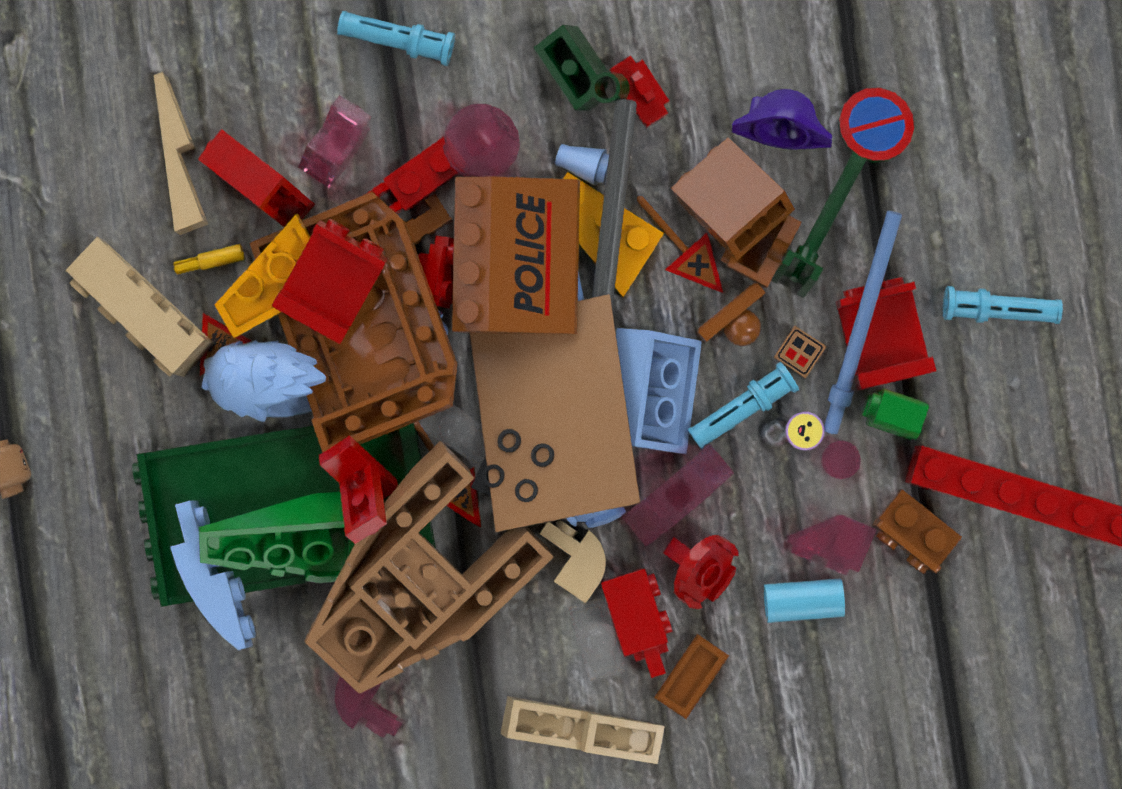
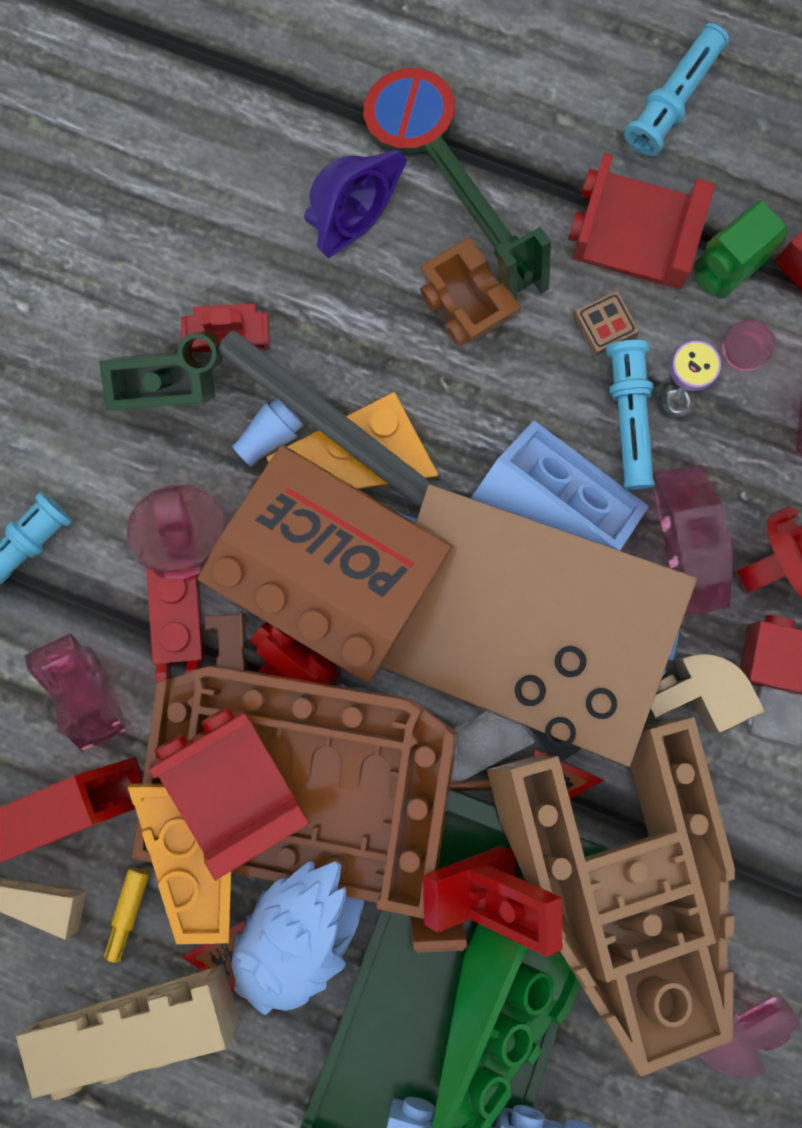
camera: 55 degrees left, 5 degrees down
(316, 474) = (427, 940): none -> dark orange slope
(696, 262) = (444, 378): piece -> none
(732, 198) = (401, 290): brick -> none
(739, 324) = (532, 368): dark orange tile -> none
(841, 393) = (678, 302): medium blue bar -> none

